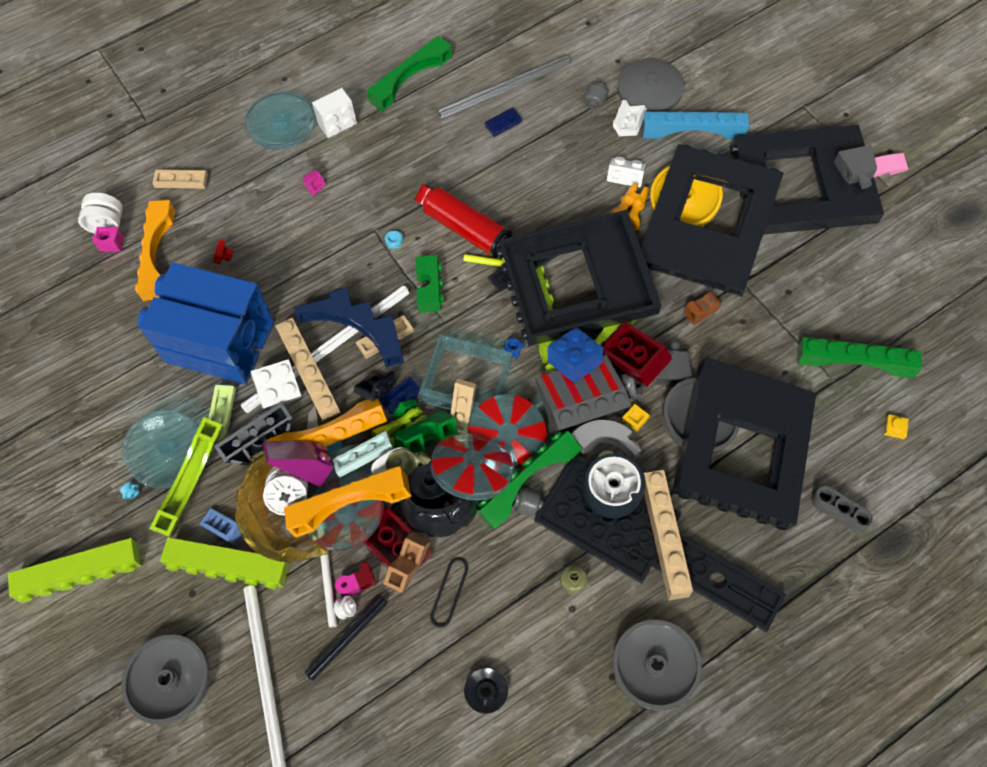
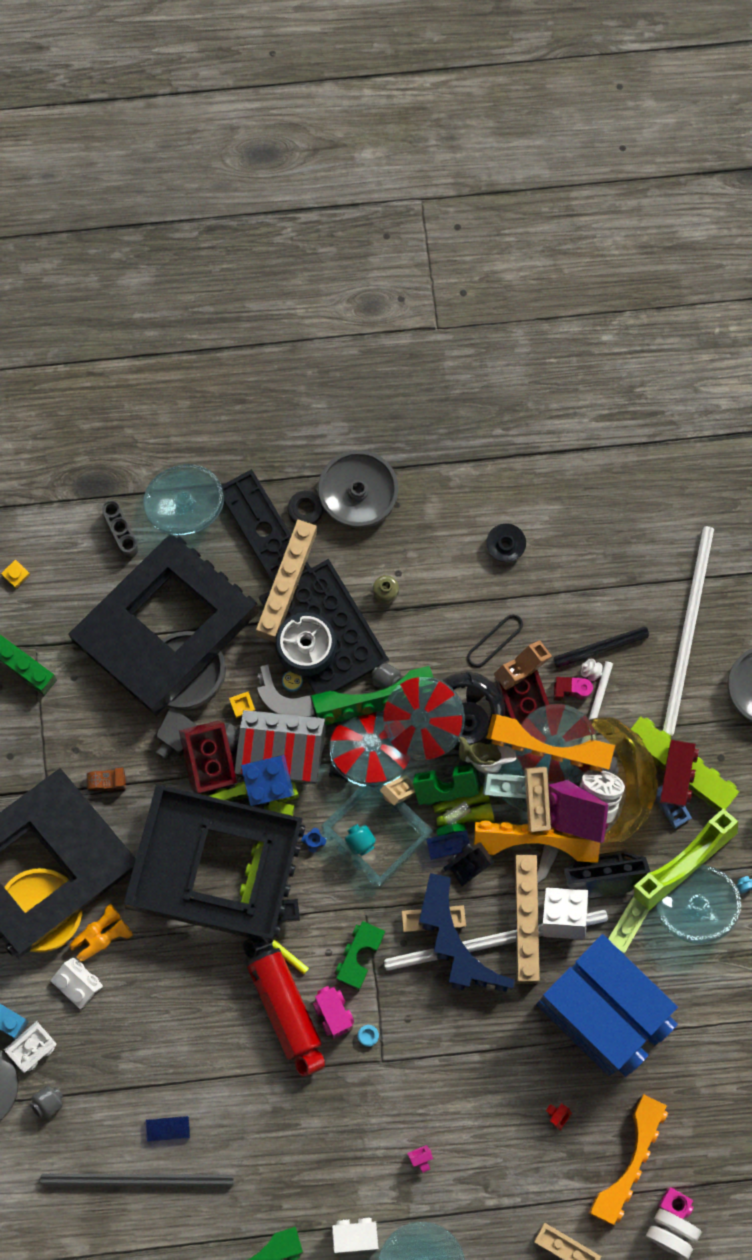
camera: 160 degrees left, 10 degrees up
(218, 537) = (679, 773): none -> dark red brick
(337, 450) = (537, 799): none -> tan plate
(404, 414) = (456, 813): none -> clear pin
(426, 232) = (330, 1006): none -> dark pink brick
(473, 352) = (360, 839): none -> teal head
(702, 612) = (305, 496): none -> black tyre
(807, 563) = (183, 500): none -> clear light blue dish

